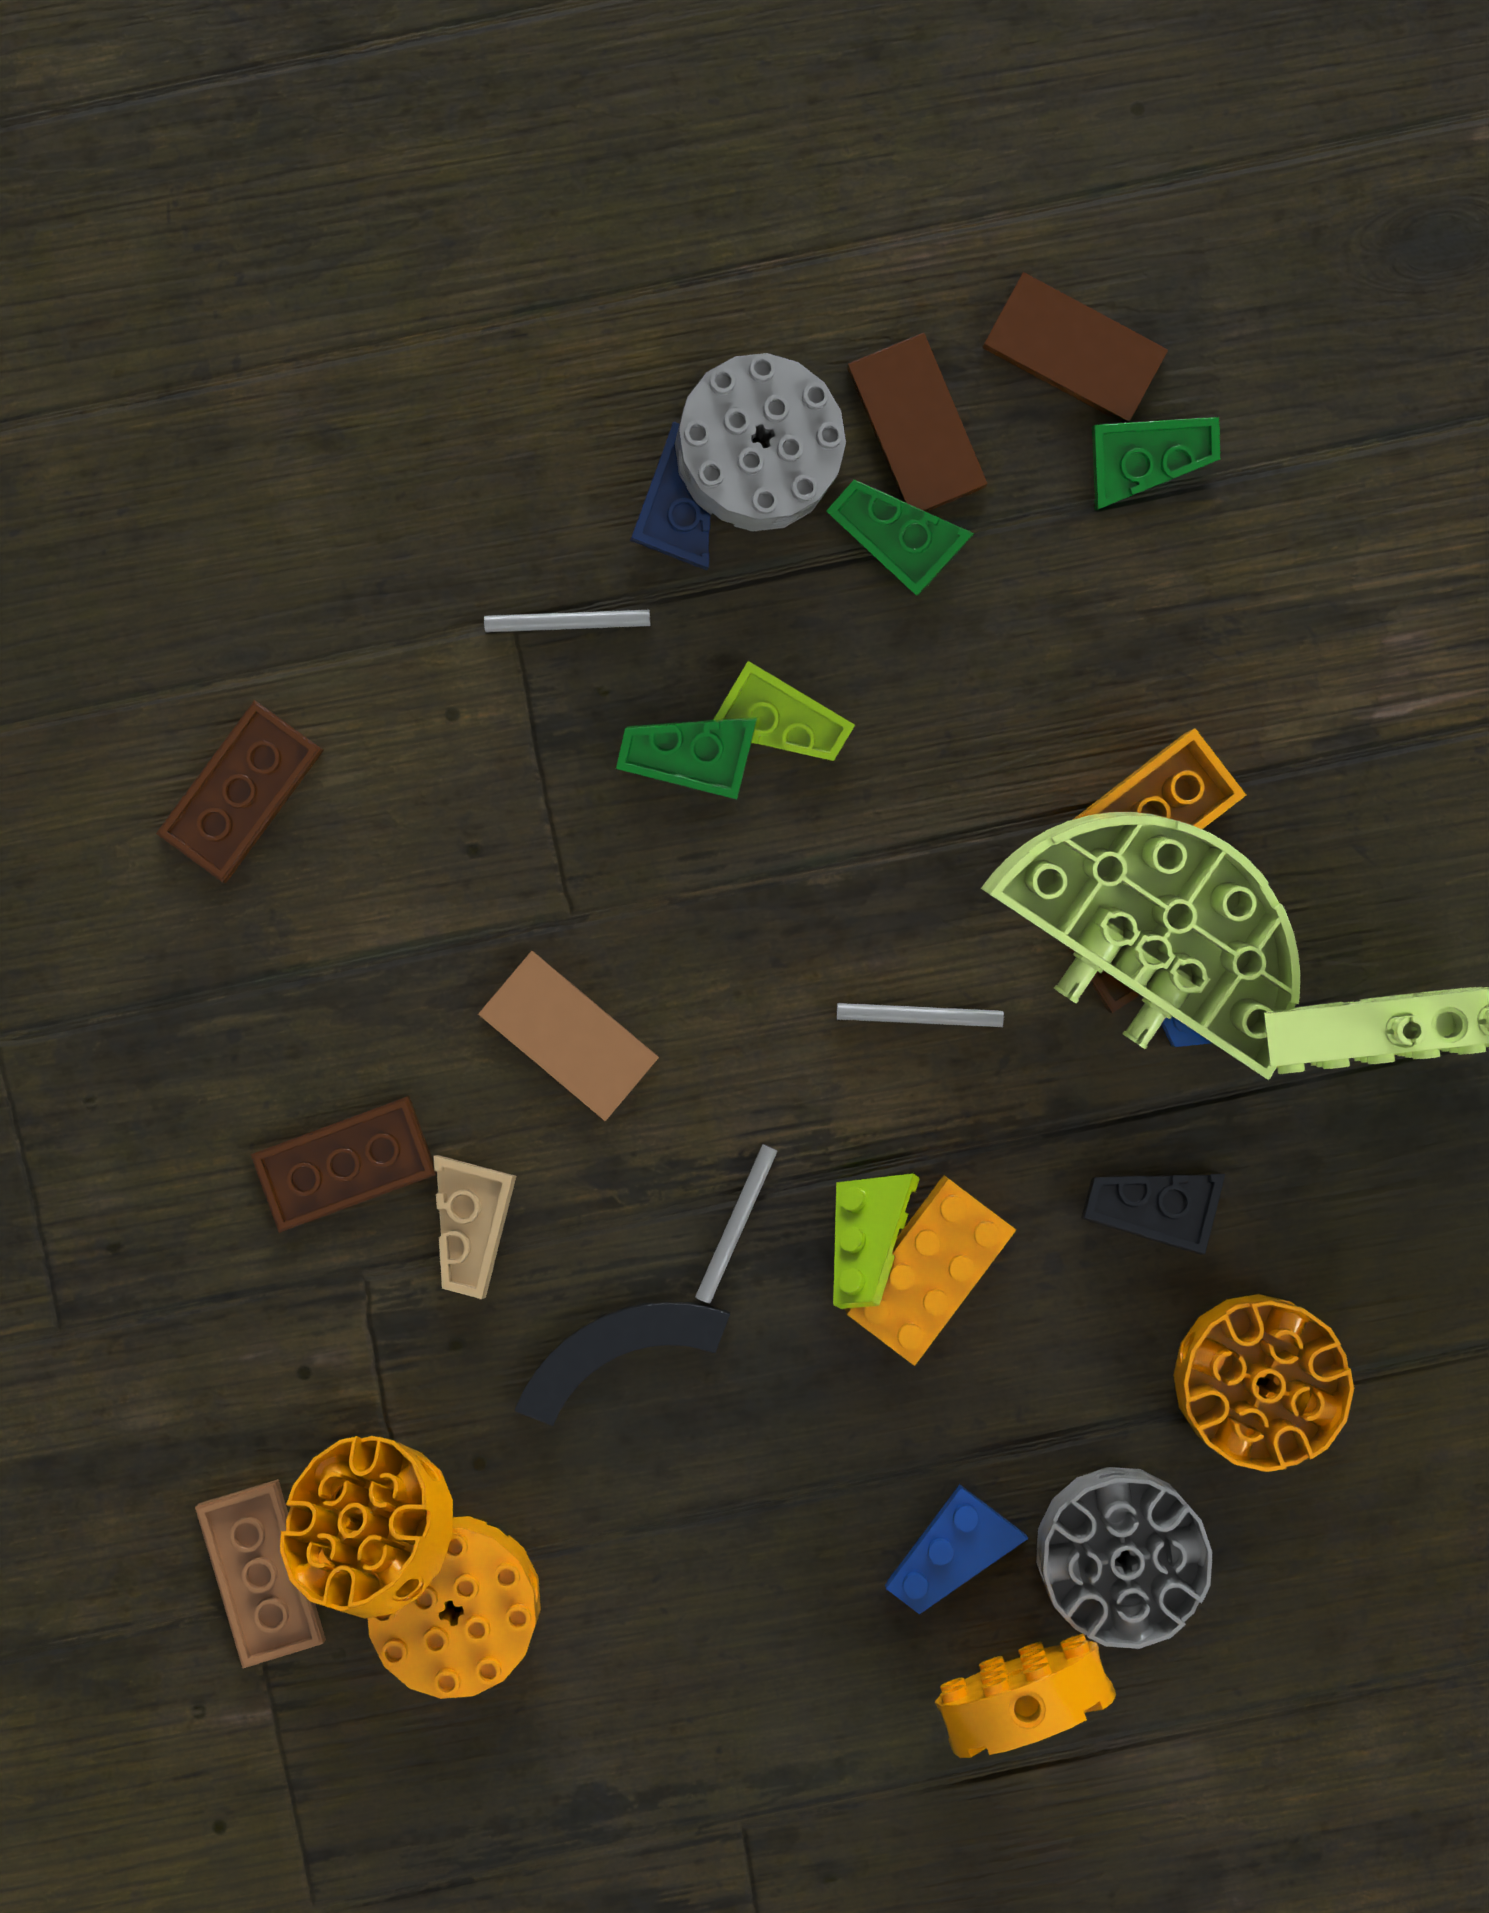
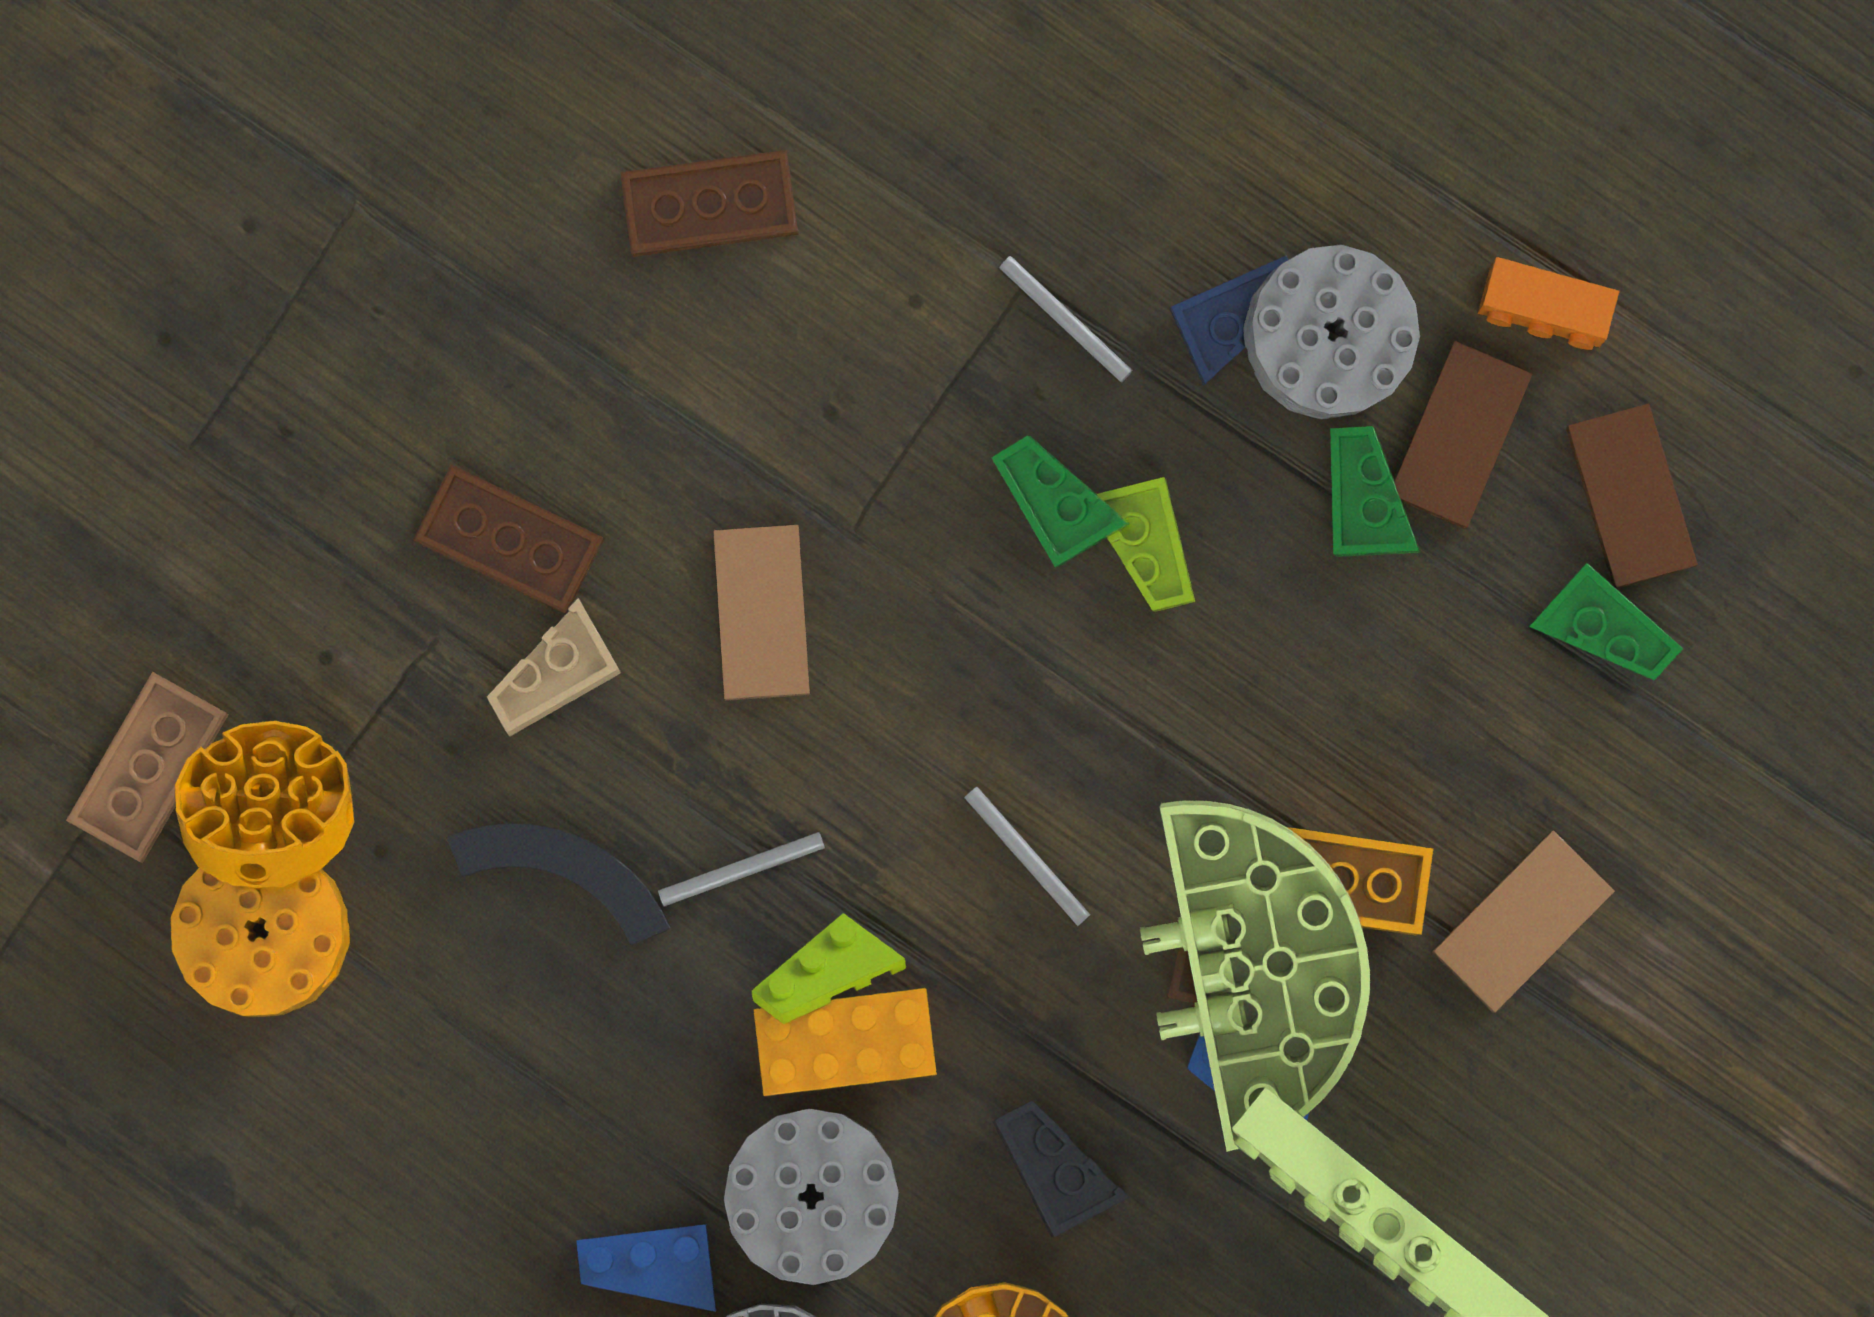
camera: 45 degrees right, 5 degrees down
(885, 272) = (1548, 303): none -> orange brick
(1022, 1438) = (780, 1228): none -> light grey brick
(1296, 715) = (1523, 921): none -> medium nougat tile

